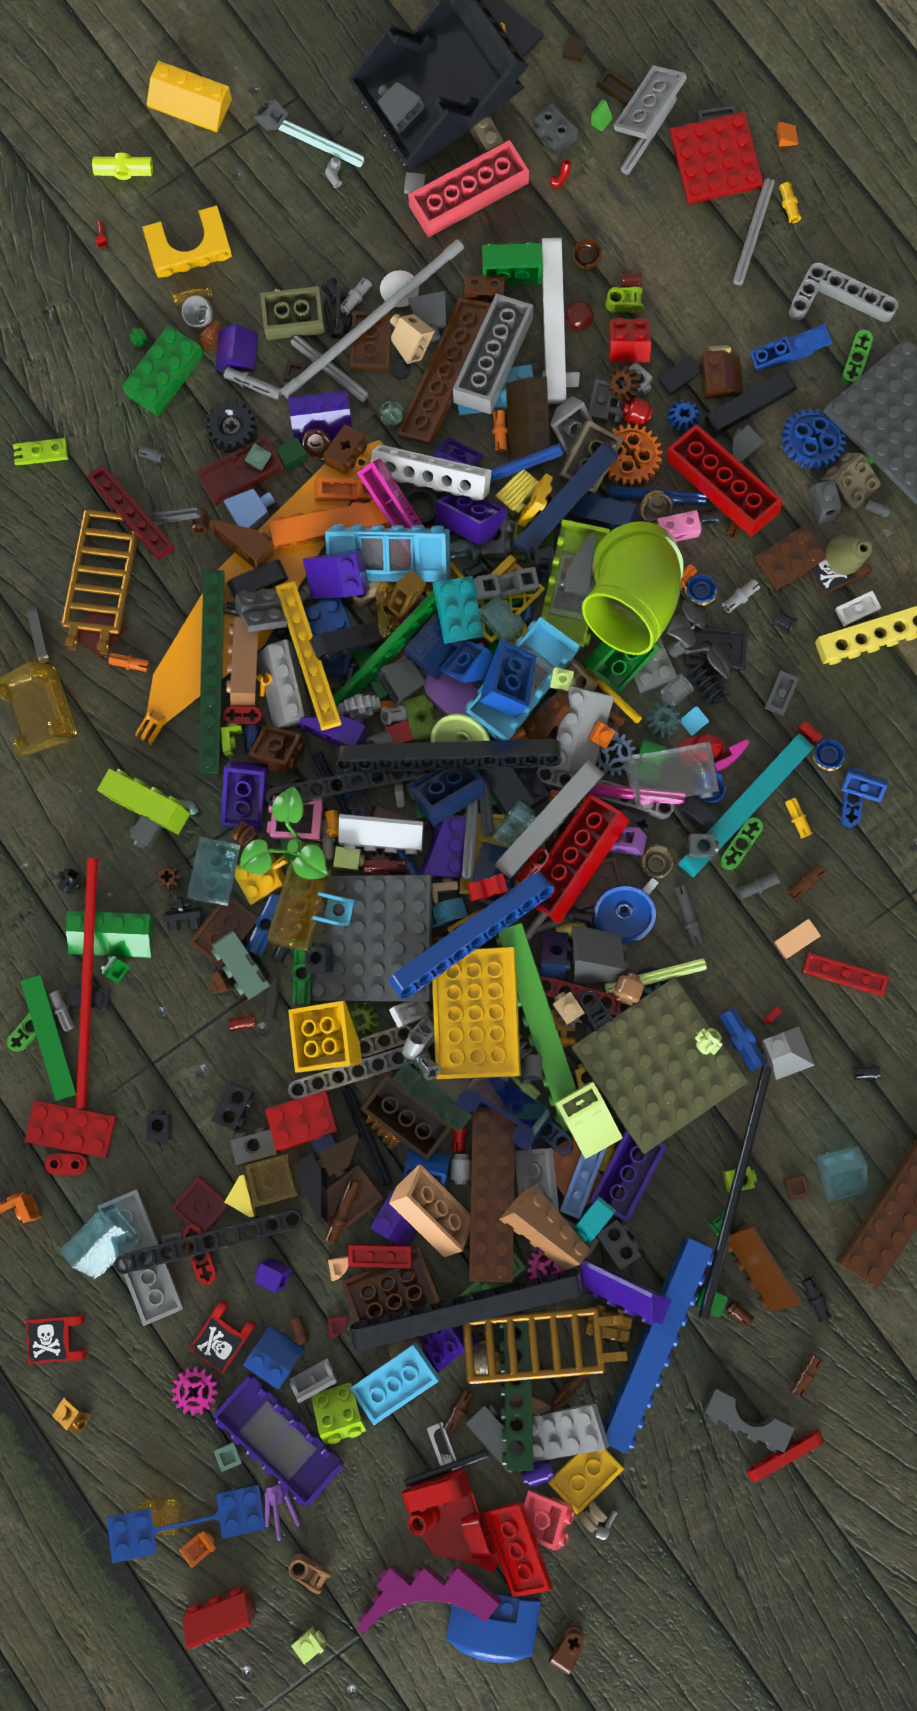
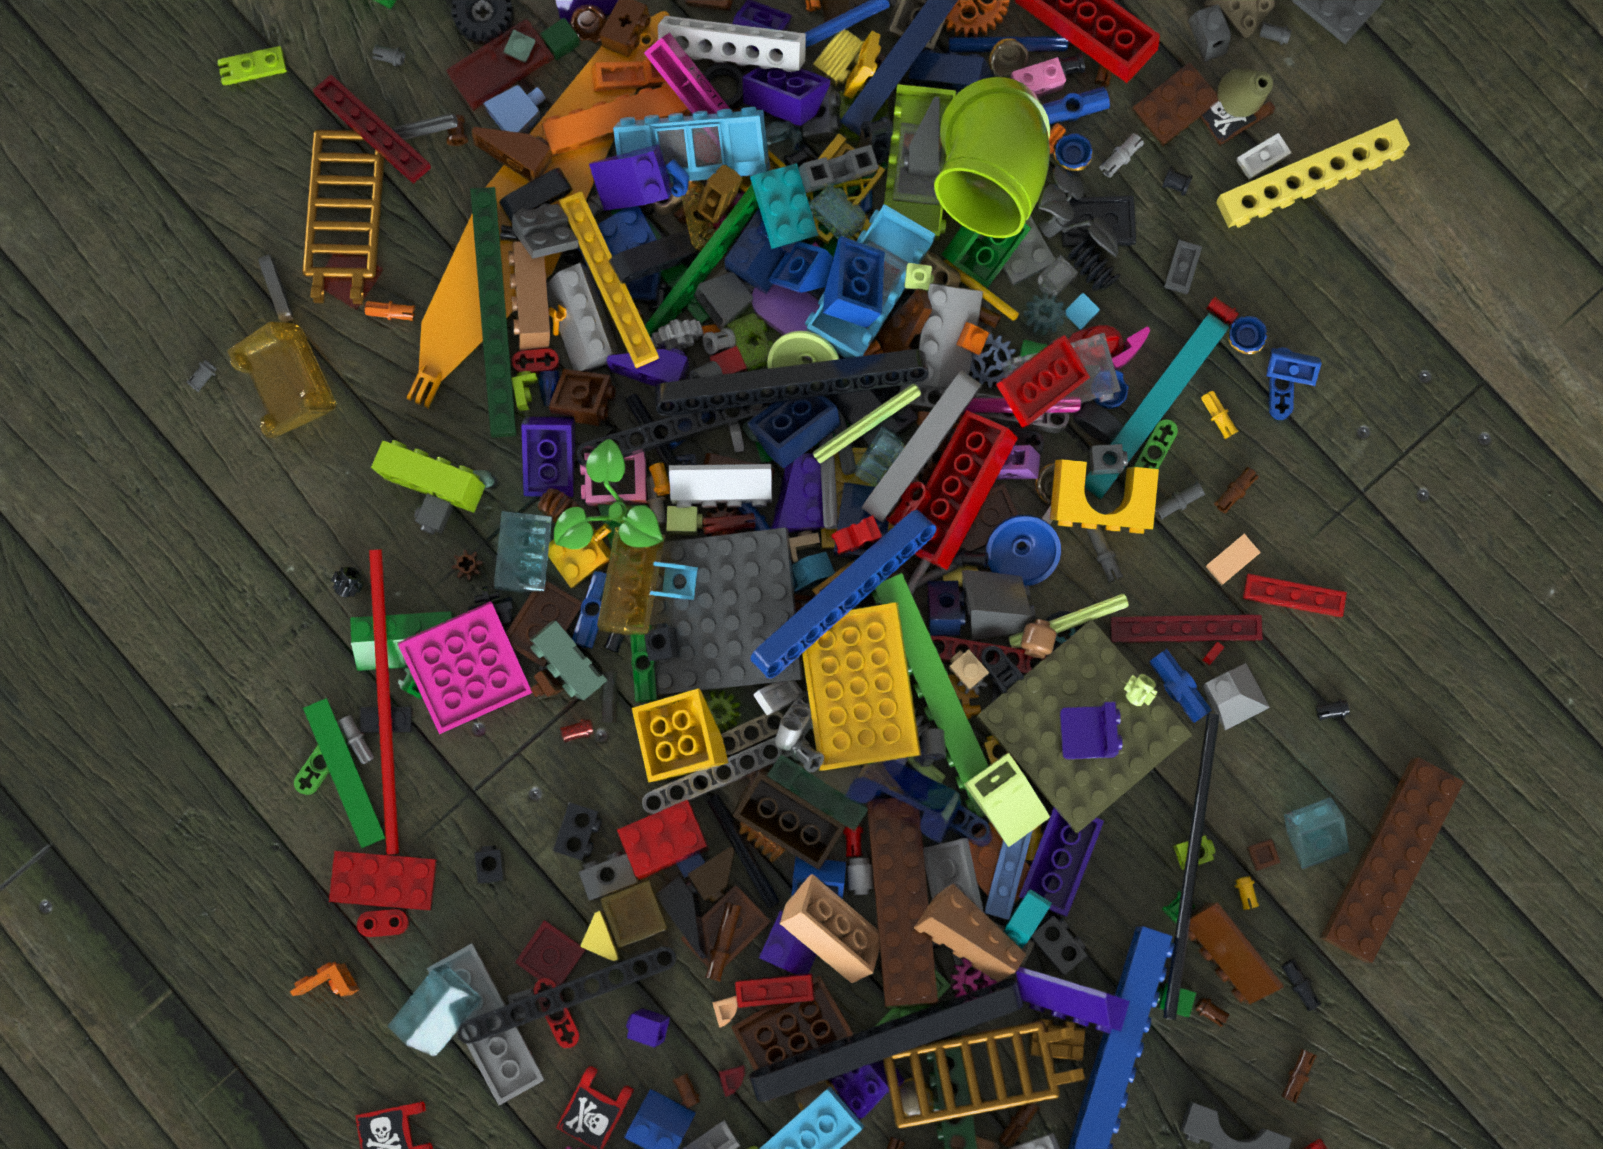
camera: 10 degrees left, 0 degrees up
(155, 961) = (464, 667): none -> dark pink plate
(375, 580) = (681, 178): none -> blue arm
(506, 795) = (867, 423): none -> yellowish green axle
(655, 776) = (1043, 381): none -> red plate
(663, 1071) = (1090, 732): none -> dark purple bracket
(716, 550) = (1086, 103): none -> blue piece
(720, 890) = (1071, 506): none -> yellow arch
(752, 992) = (1186, 628): none -> dark red plate
(779, 1216) = (1246, 891): none -> yellow pin

